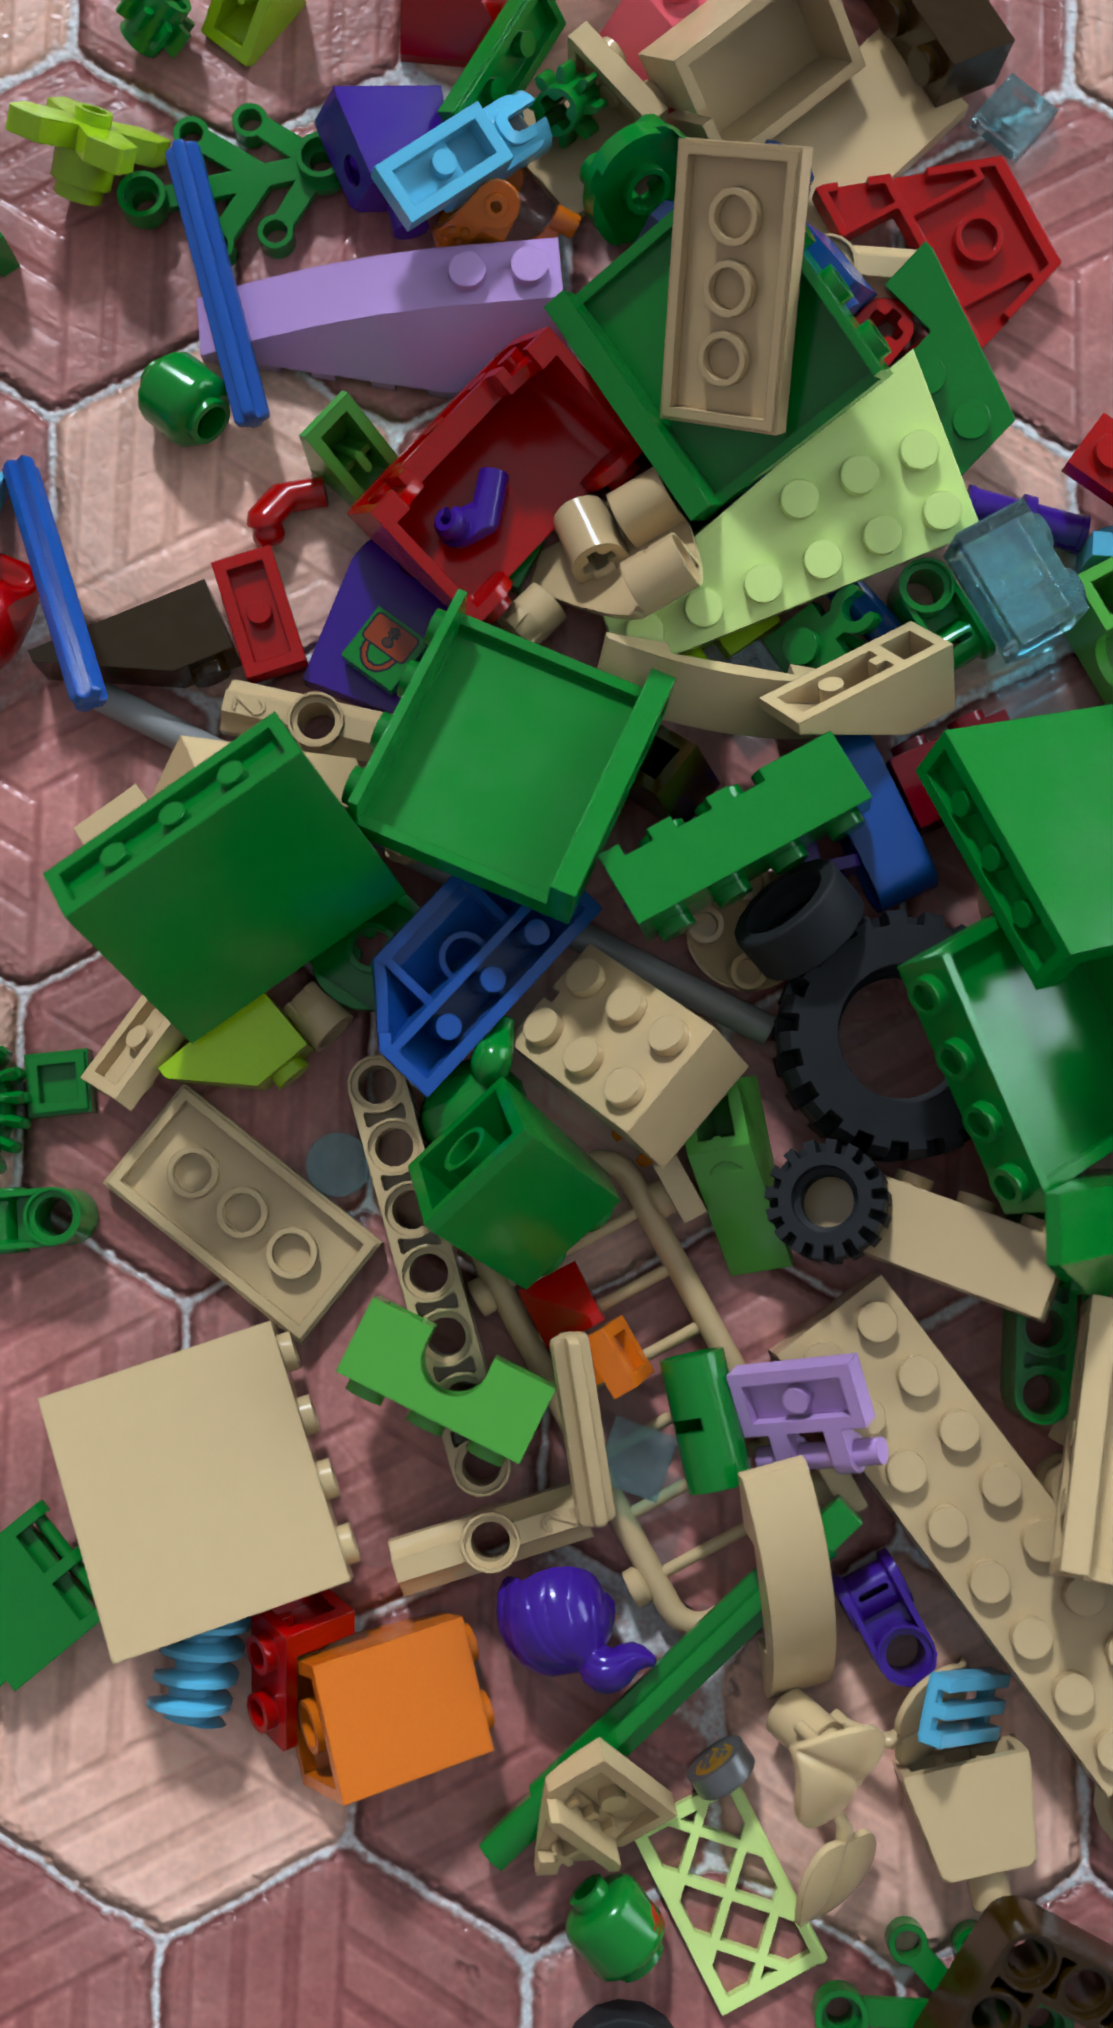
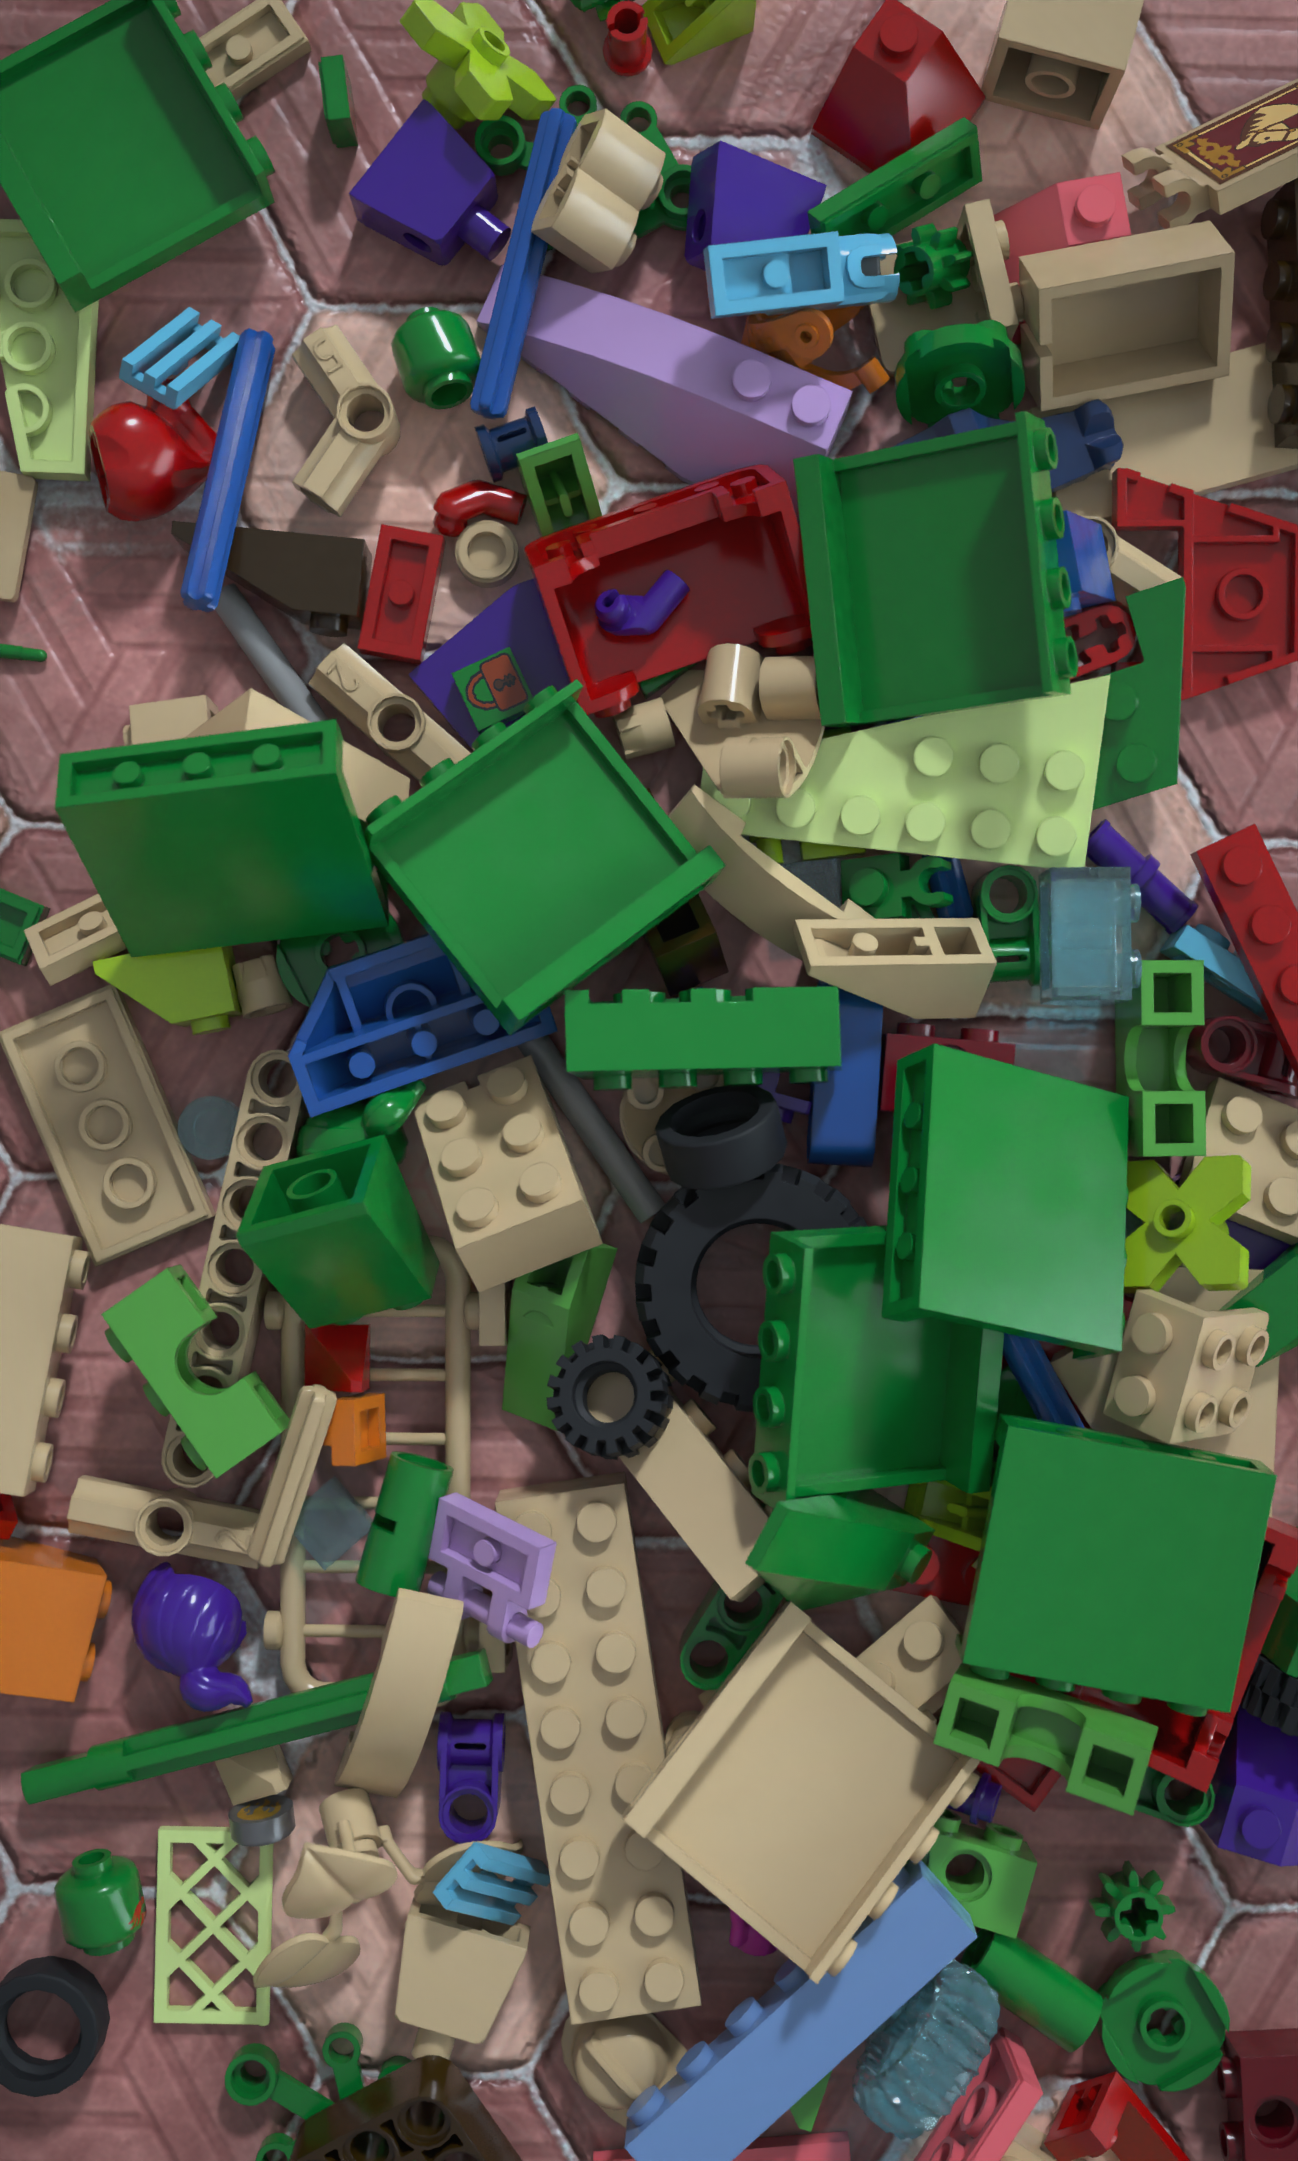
camera: 25 degrees right, 5 degrees up
(105, 266) = (431, 192): none -> dark purple torso
(120, 468) = (347, 390): none -> tan piece
(208, 66) = (627, 45): none -> red pin
(251, 187) = (599, 192): none -> tan brick
(280, 444) = (506, 440): none -> dark blue bush
(314, 543) = (487, 553): none -> tan tile
(594, 1806) = (134, 1795): tan slope -> none
(690, 1730) = (255, 1774): none -> tan slope
(734, 283) = (967, 537): tan tile -> none

